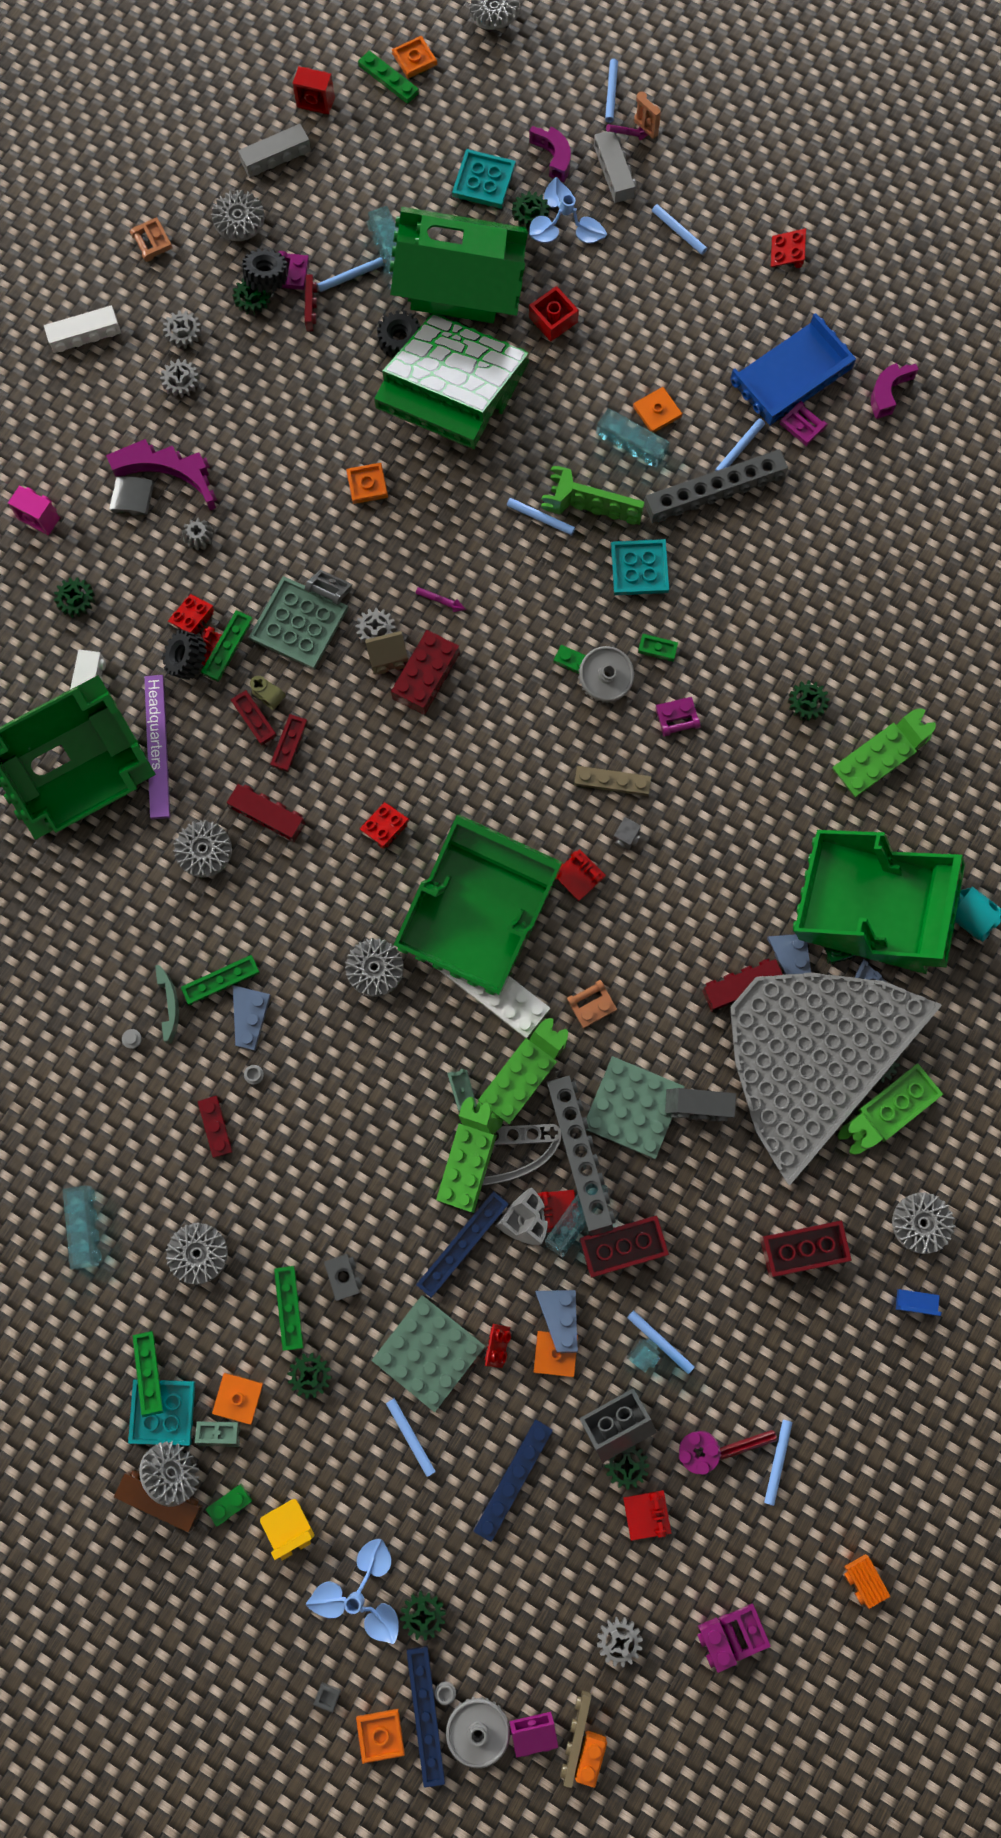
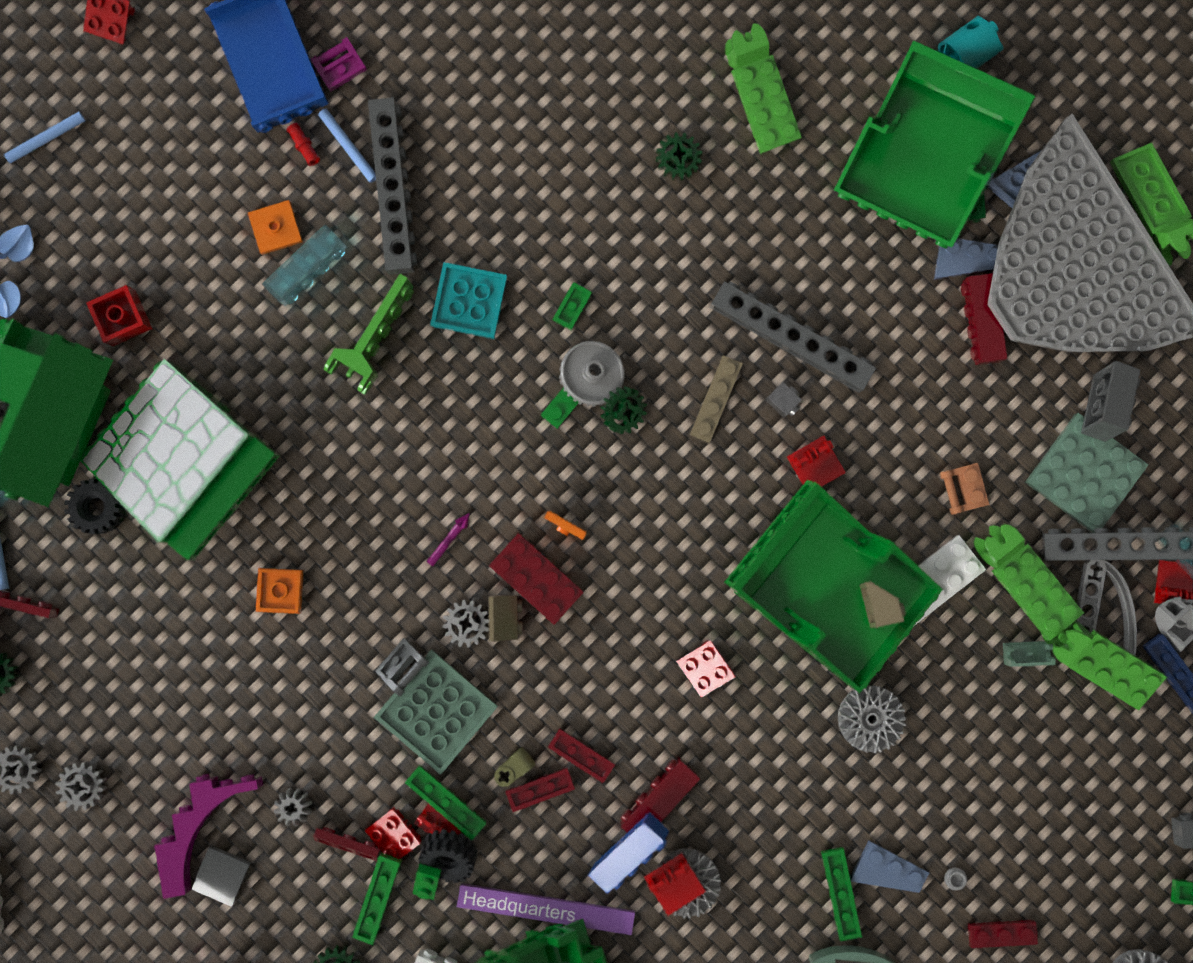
camera: 80 degrees left, 10 degrees up
(138, 613) = (377, 898): none -> green plate
(160, 645) = (426, 882): none -> green plate
(177, 581) = (347, 843): none -> dark red plate
(200, 834) = (674, 884): none -> red hinge
(218, 793) = (628, 853): none -> brick
(469, 943) = (881, 606): none -> dark tan slope
(474, 681) = (565, 526): none -> orange plate
(540, 516) = (374, 398): light blue piece -> none
(585, 712) = (623, 410): none -> dark green gear
(676, 711) = (652, 306): magenta plate -> none
(696, 764) = (862, 367): none -> dark grey brick
(730, 413) = (303, 144): none -> red pin

